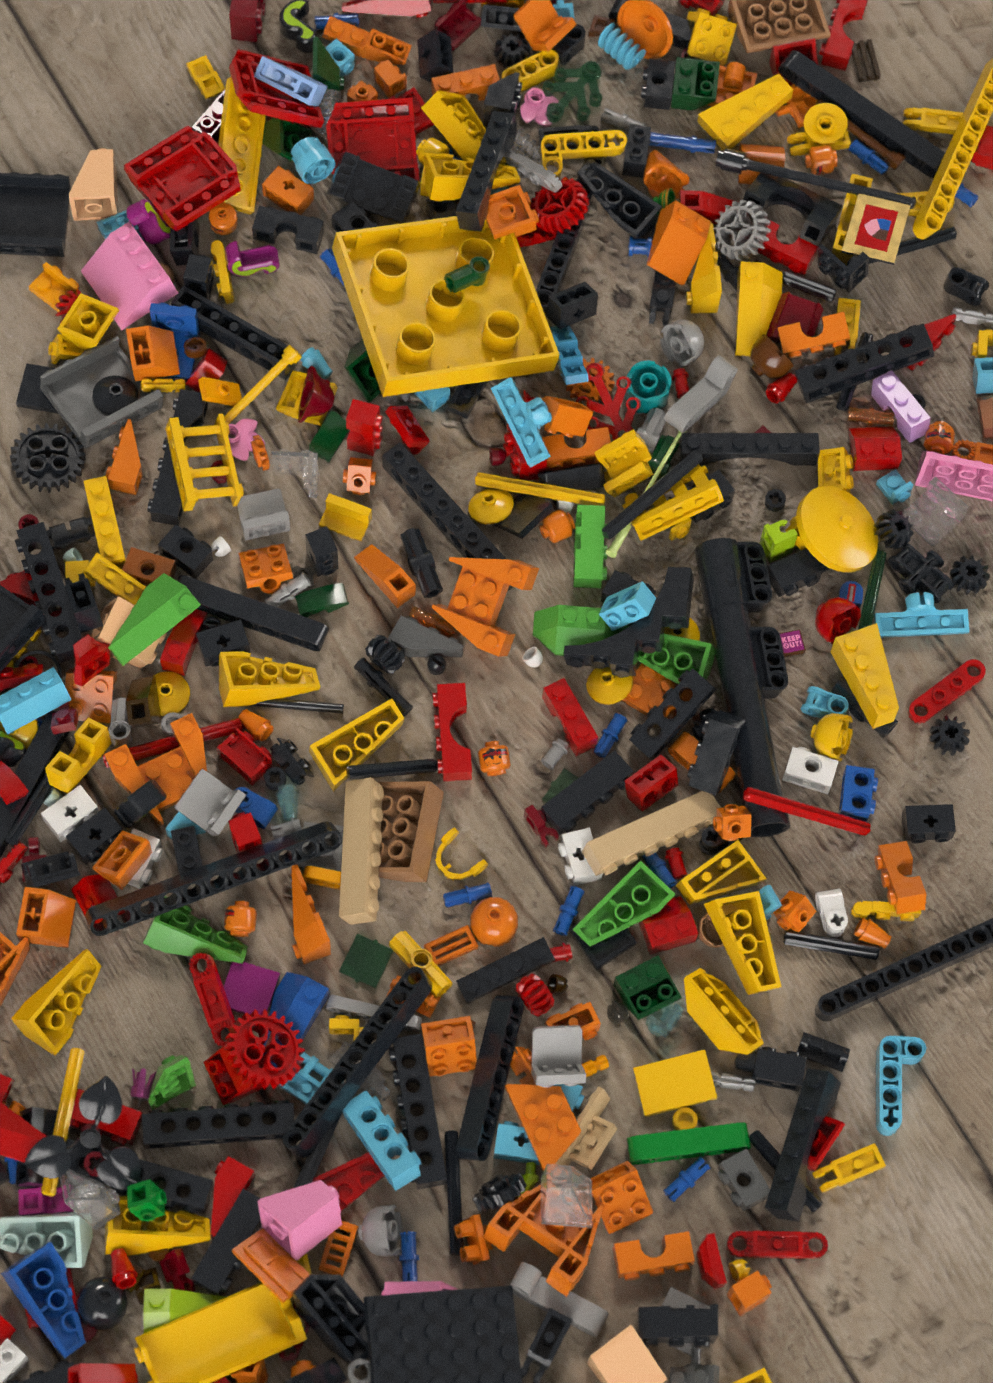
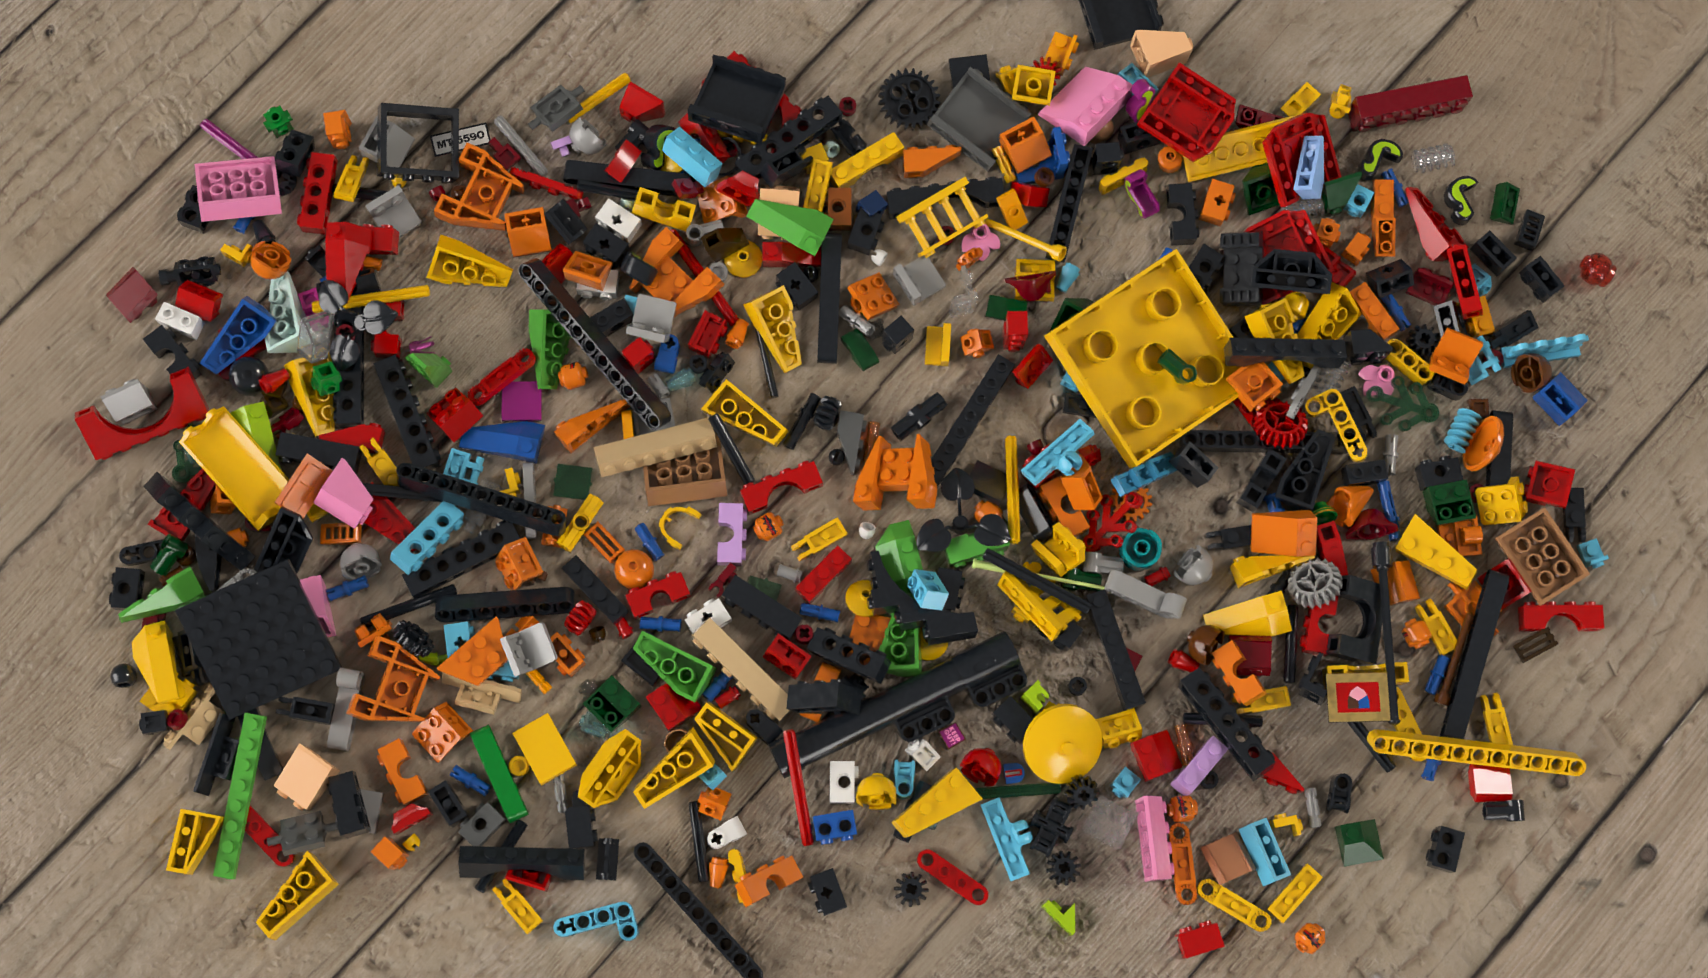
camera: 70 degrees right, 10 degrees up
(110, 402) = (982, 140): black dish -> none
(158, 531) = (872, 204): none -> dark blue panel
(223, 36) = (1340, 102): none -> yellow hips
(273, 1169) = (381, 464): none -> yellow hinge
(285, 1056) = (469, 443): red gear -> none
(312, 160) = (1246, 210): medium azure piece -> none
(387, 575) = (898, 391): orange slope -> none
(401, 135) = (1292, 272): none -> black wedge
(472, 63) = (1396, 312): none -> blue pin
(472, 792) = (732, 516): none -> lavender arch
(490, 506) = (984, 460): yellow dish -> none
(526, 708) = (821, 538): none -> yellow hinge
(530, 882) = (672, 585): none -> red arch
(565, 580) = (936, 537): none -> black plant
(566, 1197) = (418, 690): clear slope -> none
(622, 260) = (1261, 480): none -> black arch
(632, 752) = (804, 628): none -> dark red bush
(694, 161) = (1371, 525): none -> dark red hat
(709, 1209) = (448, 803): none -> black brick
(732, 822) = (767, 729): orange brick -> none
(777, 1244) = (439, 866): red plate -> none
(802, 676) = (922, 753): none -> white bracket
(828, 115) = (1455, 617): yellow dish -> none

